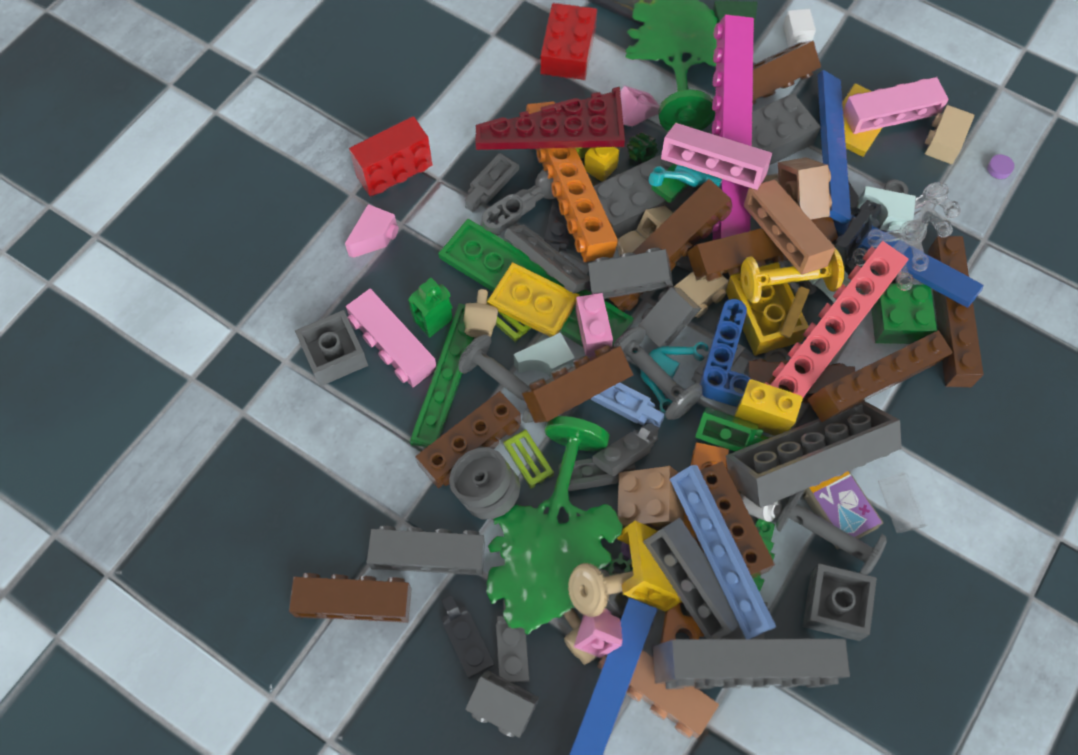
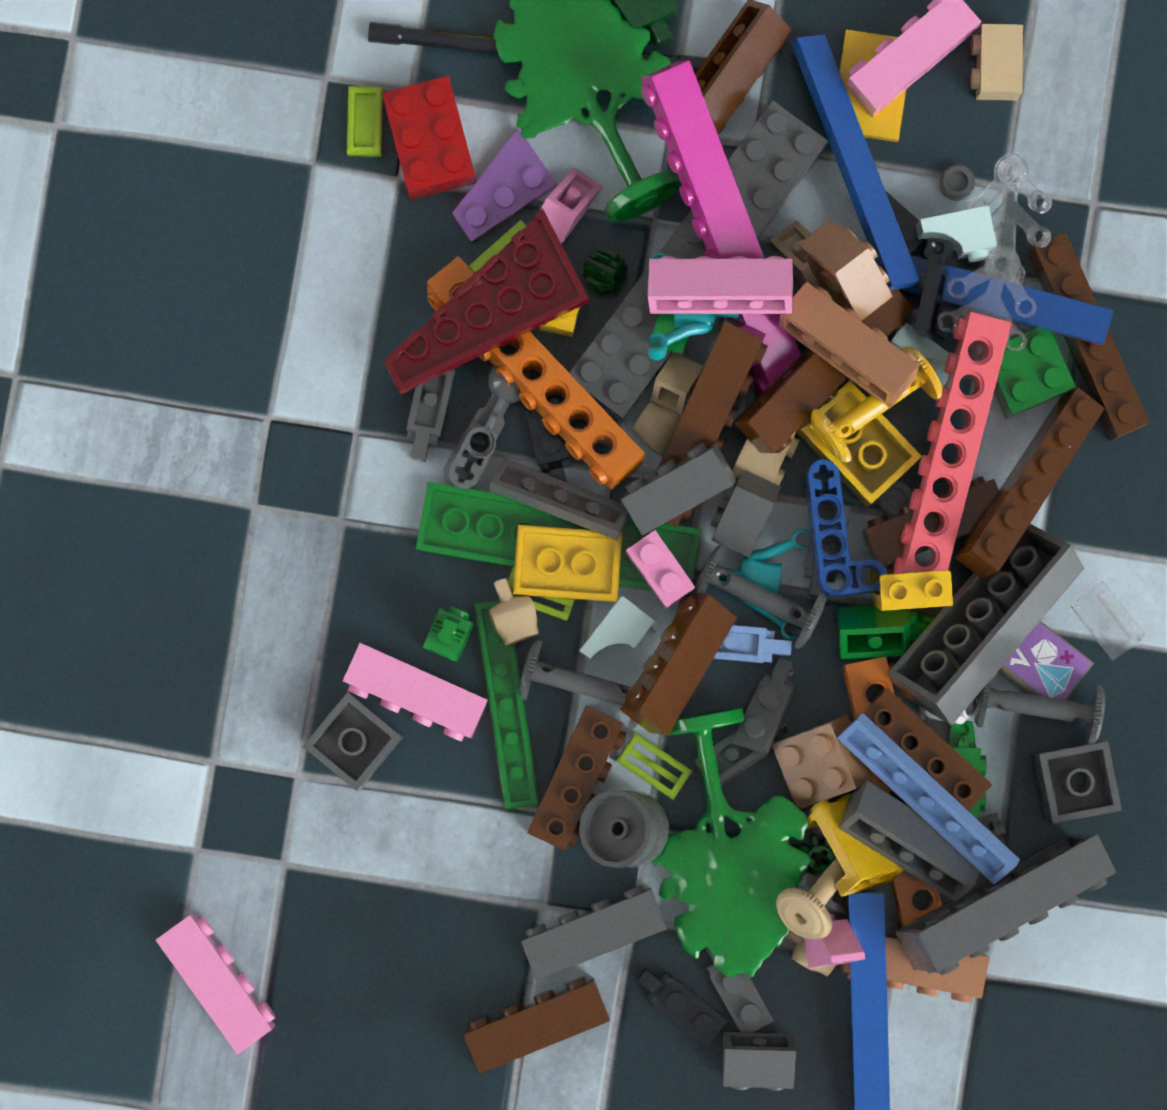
camera: 25 degrees left, 20 degrees up
(148, 466) = (216, 982): none -> bright pink brick
(371, 232) = (315, 555): bright pink slope -> none
(391, 156) = (288, 441): red brick -> none
(533, 25) = (365, 121): none -> lime tile
(599, 81) = (504, 188): none -> medium lavender wing
(794, 312) = (898, 458): pearl gold tile -> none
(1000, 166) = (1081, 79): medium lavender tile -> none

